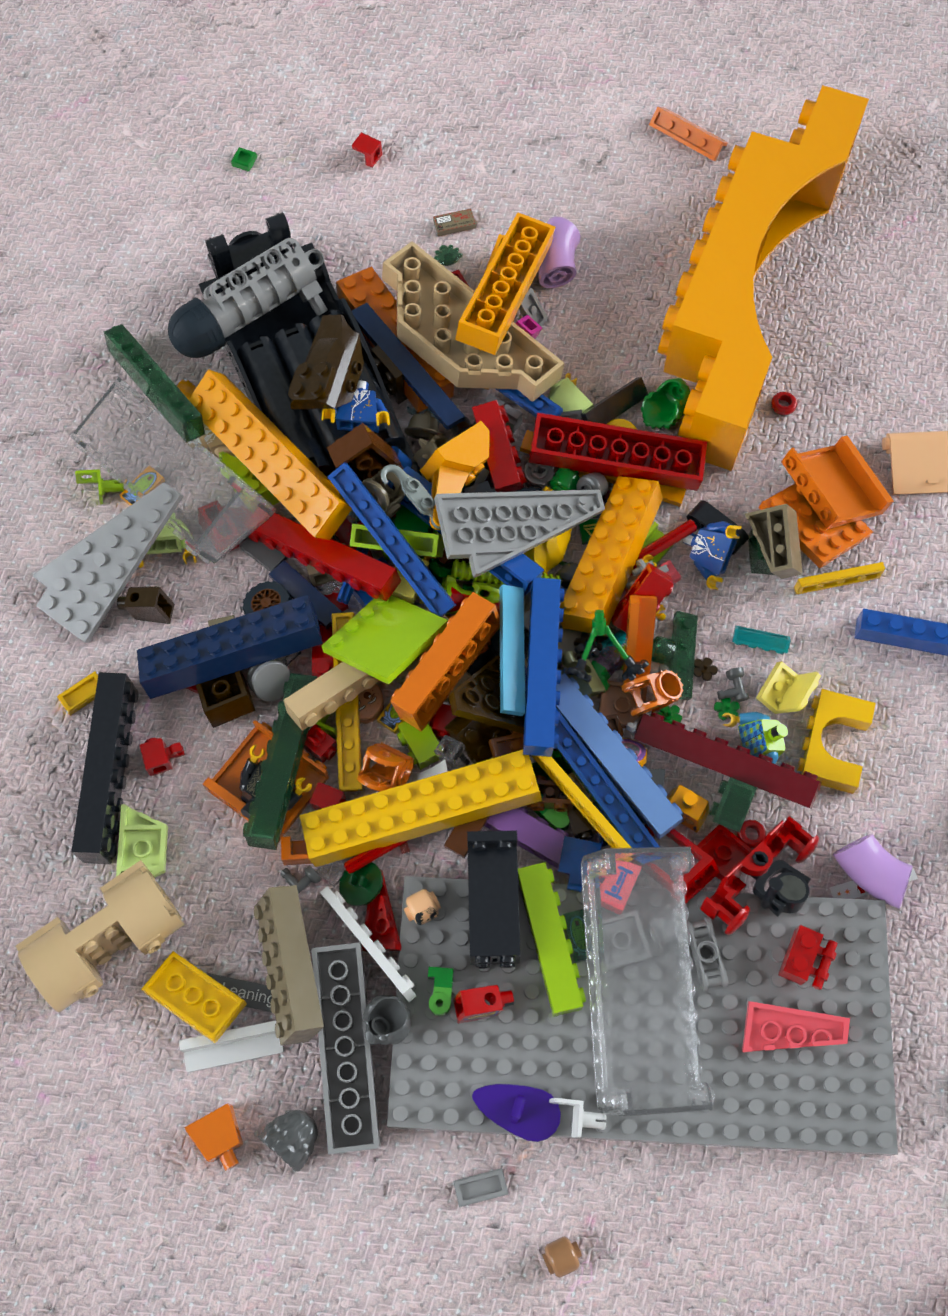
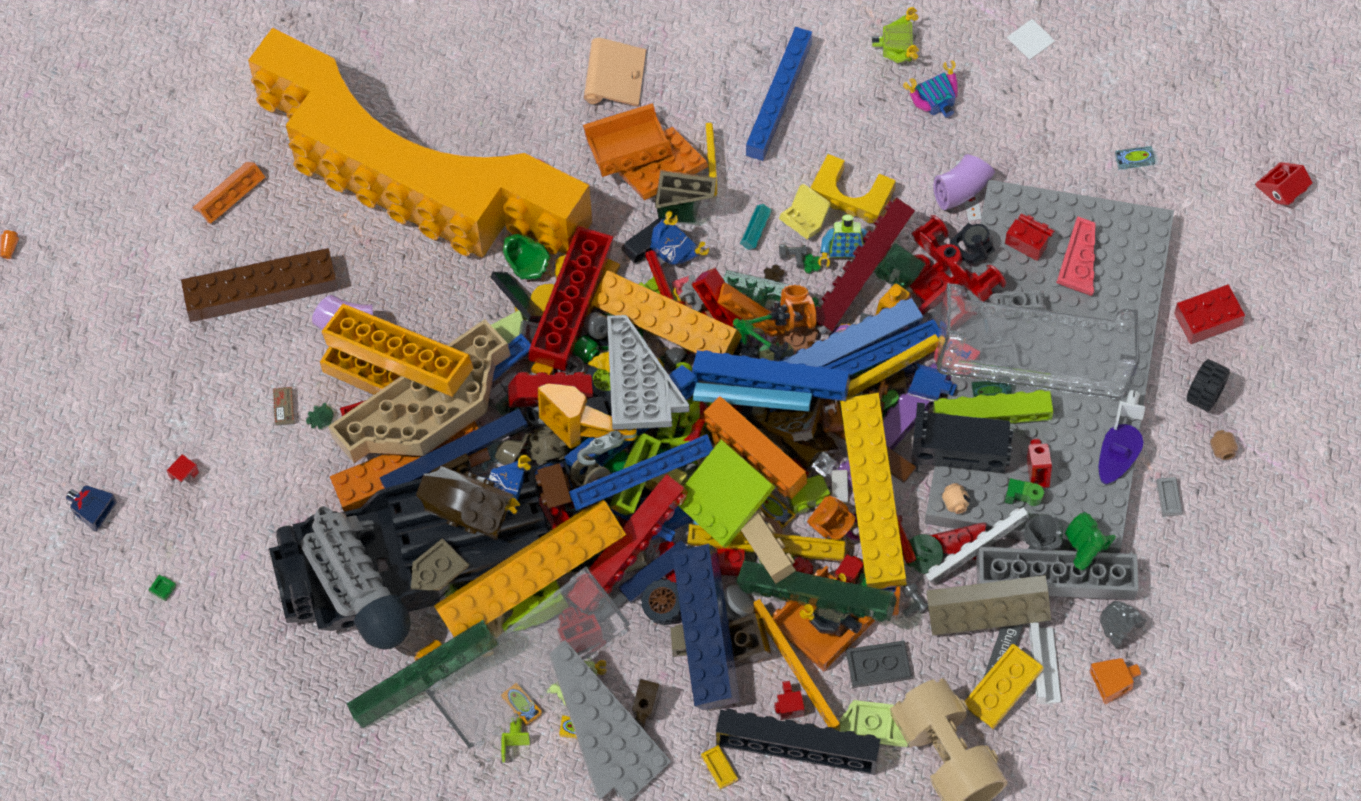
camera: 80 degrees left, 5 degrees down
(197, 756) = (796, 666): none -> light orange tile
(218, 849) = (878, 664): none -> dark grey tile
(258, 363) = (437, 567): none -> dark tan tile
(319, 85) = (91, 505): none -> dark blue torso
(380, 1077) = (1087, 539): none -> green piece
(585, 175) = (259, 285): none -> reddish brown brick
(640, 1225) = (1208, 385): none -> black tyre
(754, 1220) = (1209, 314): none -> red brick

